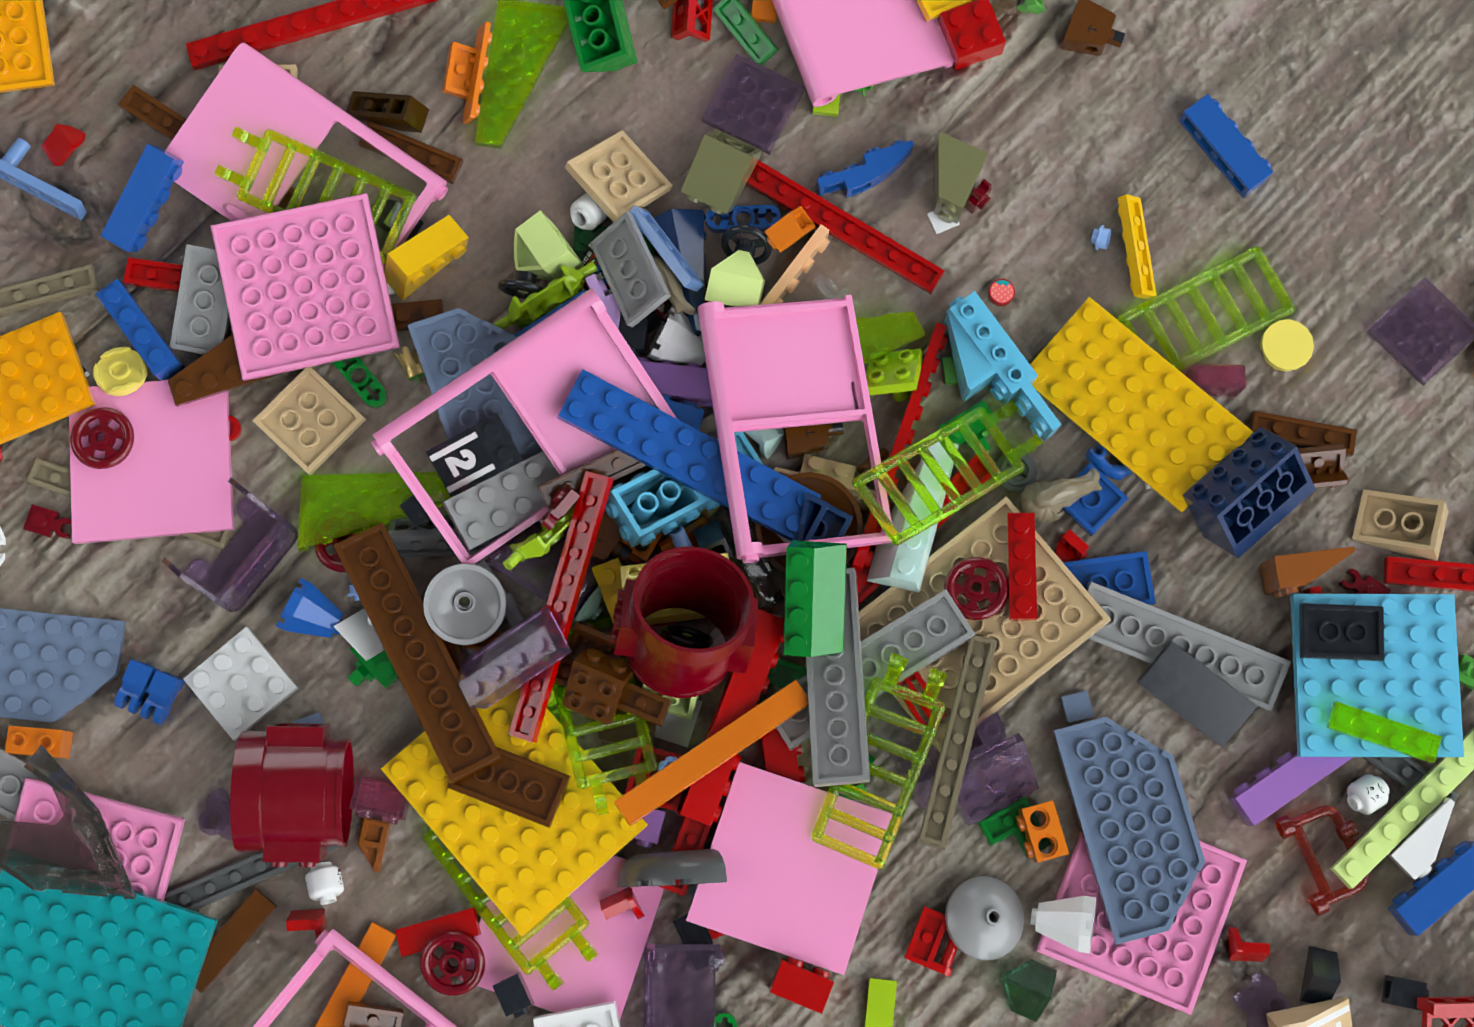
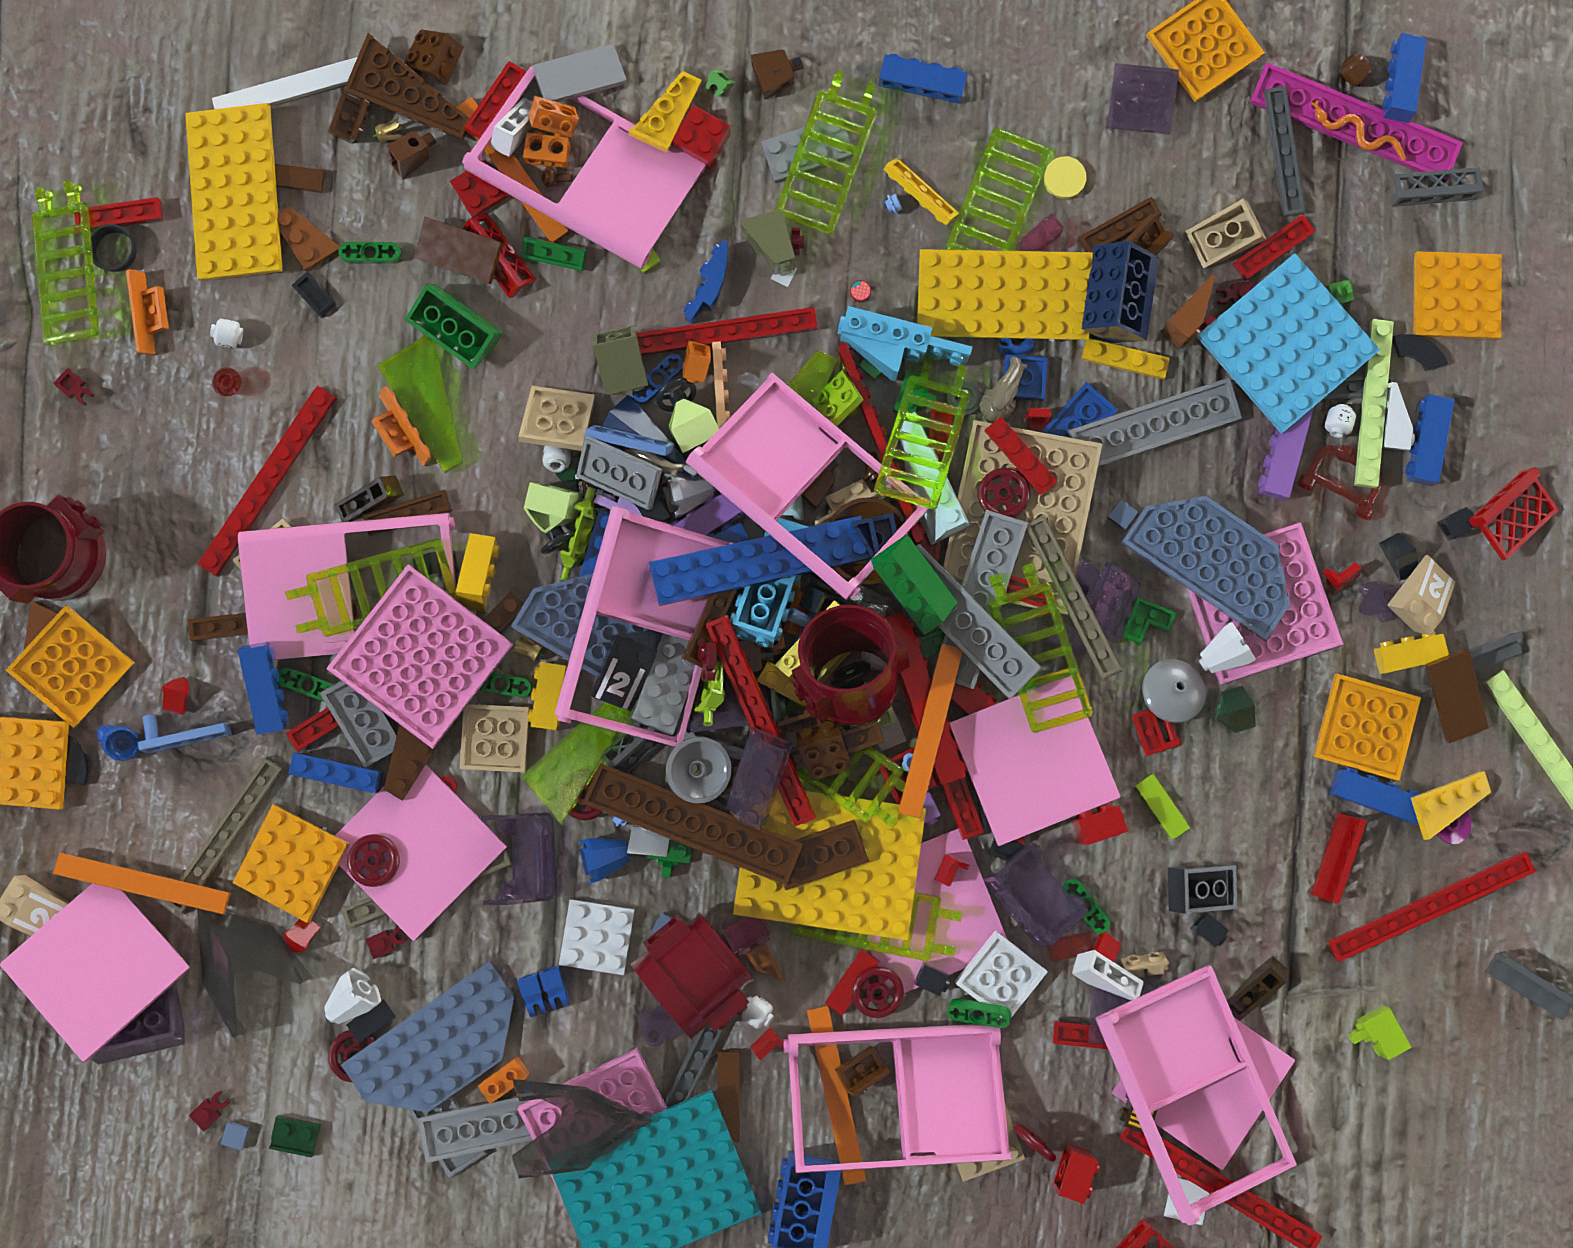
camera: 40 degrees left, 5 degrees up
(120, 371) = (346, 809): light yellow tile -> none
(184, 213) = (296, 674): none -> green beam
(402, 401) = (546, 695): none -> yellow brick
(414, 510) = (613, 738): black plate -> none
(665, 867) = (961, 823): dark grey brick -> none
(753, 104) = (600, 299): clear purple plate -> none
(1048, 829) = (1168, 604): orange brick -> none
(1062, 124) = (782, 149): none -> light grey plate
(1085, 174) = (801, 152): none -> clear neon green bar
(1196, 693) = (1189, 445): black tile -> none
(1203, 561) = (1125, 358): none -> yellow plate
(1341, 632) = (1247, 334): black tile -> none
(1383, 732) = (1321, 375): clear neon green tile -> none

